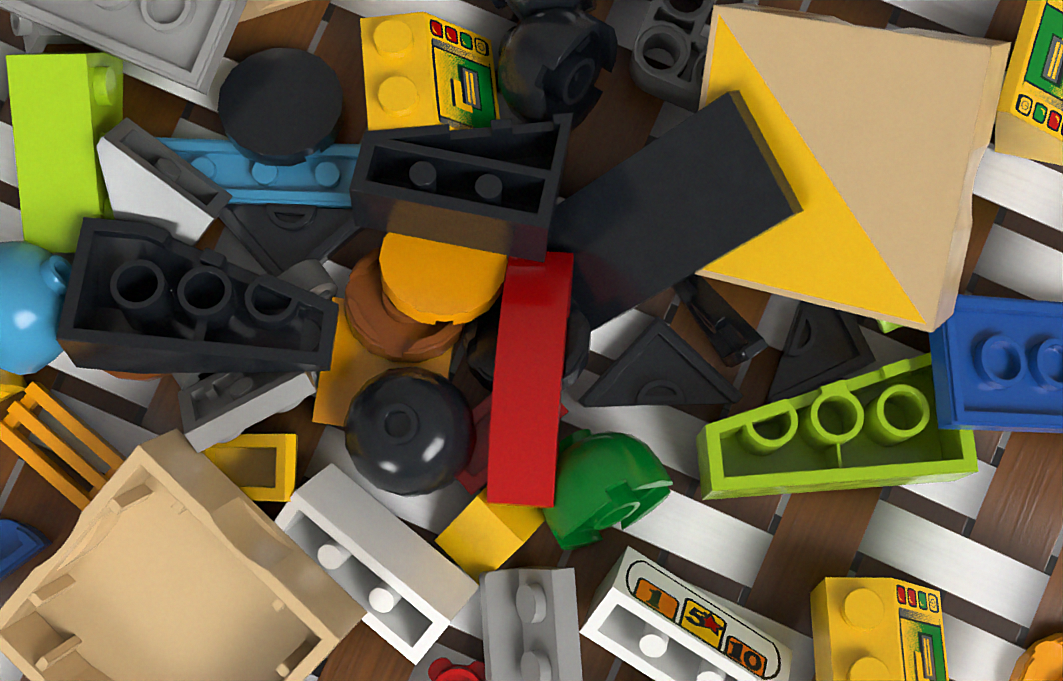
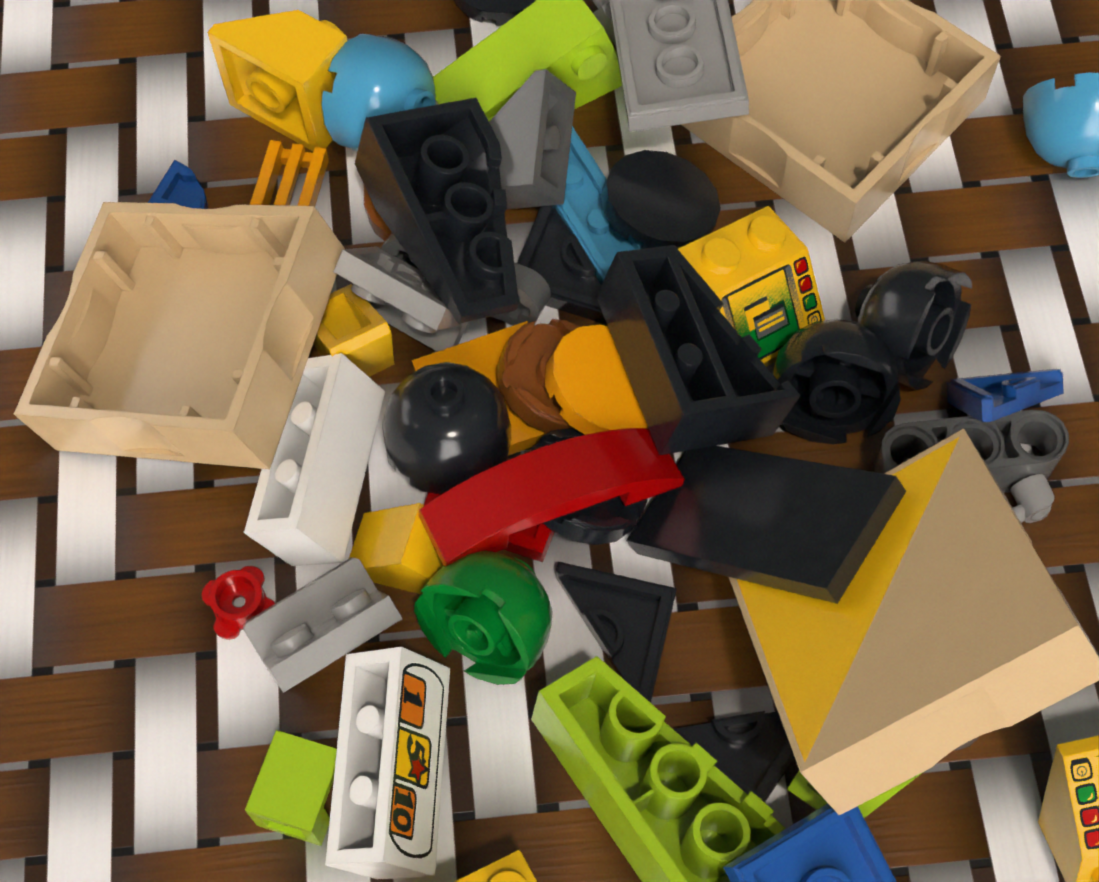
camera: 65 degrees right, 20 degrees down
(722, 325) = (707, 627): black tile -> none

